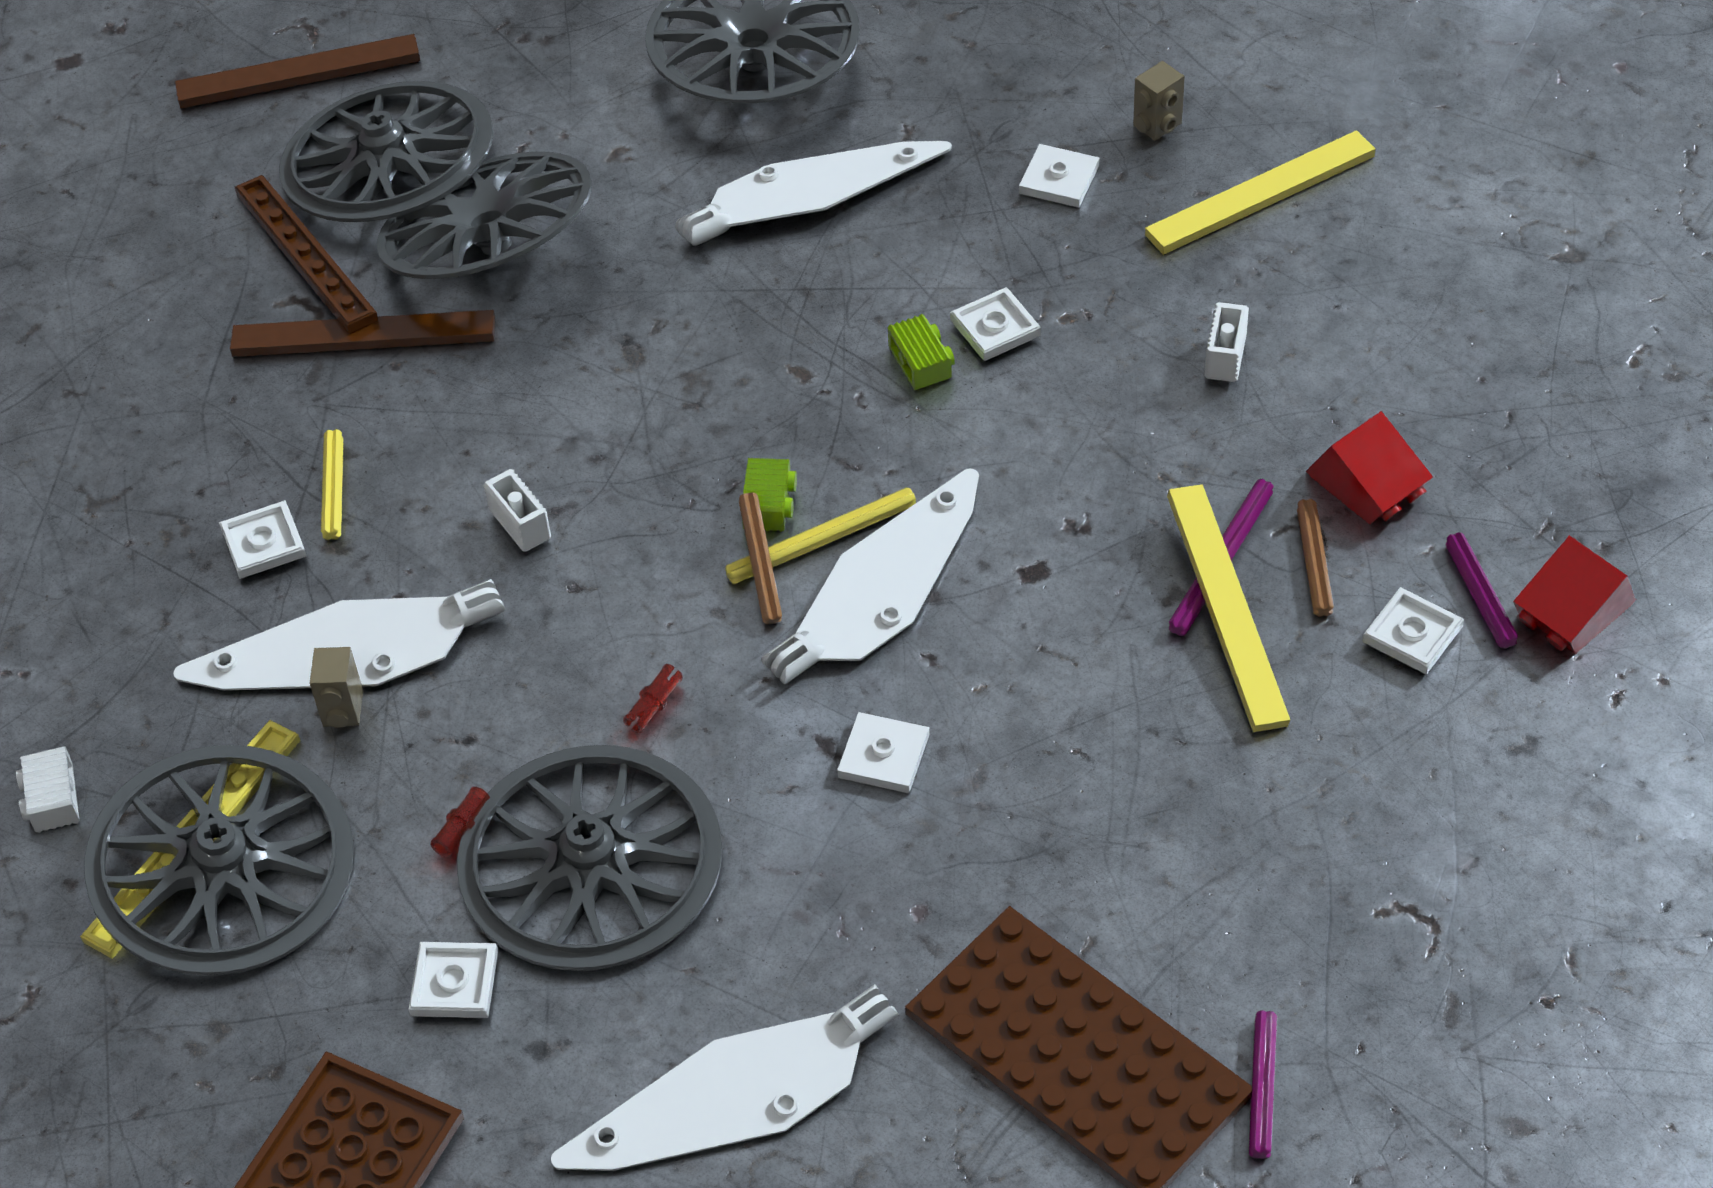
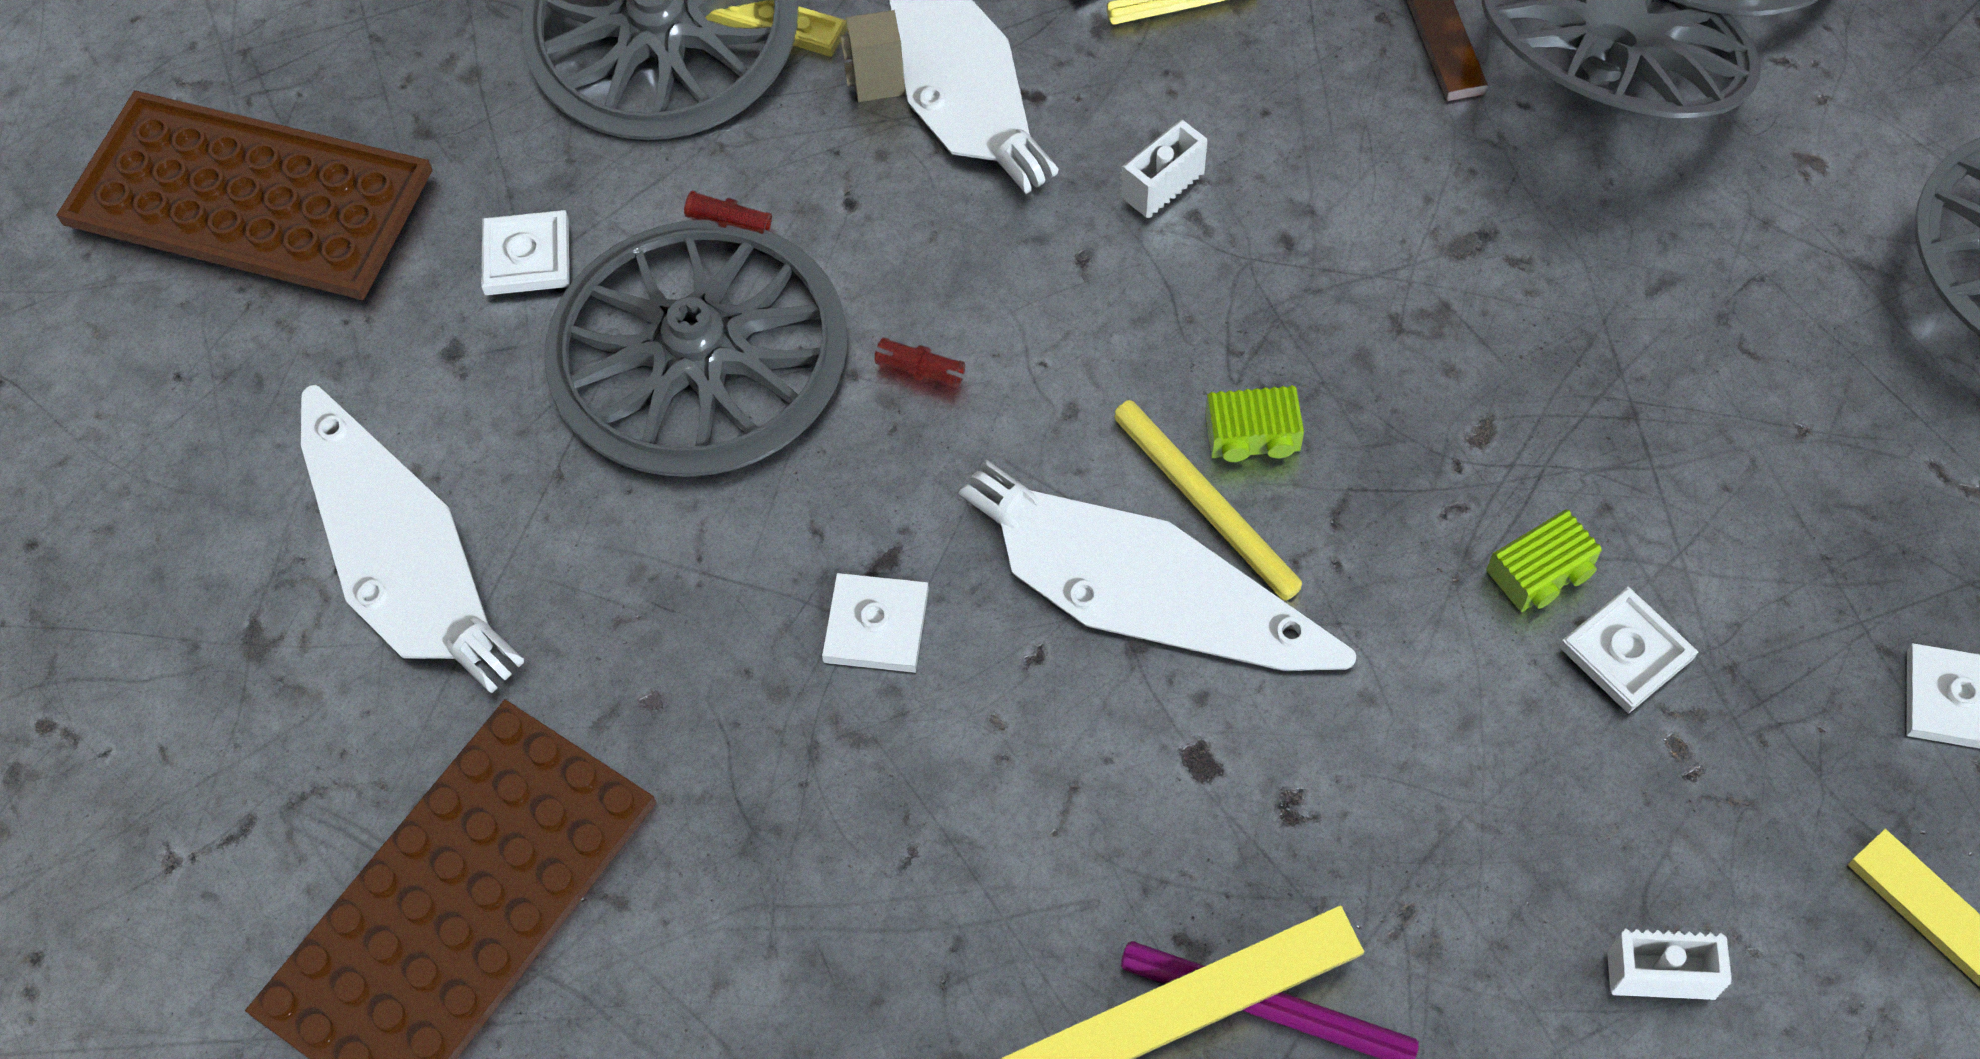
camera: 80 degrees right, 10 degrees up
(760, 558) = (1139, 429): medium nougat axle -> none
(804, 186) = (1823, 383): white wing -> none

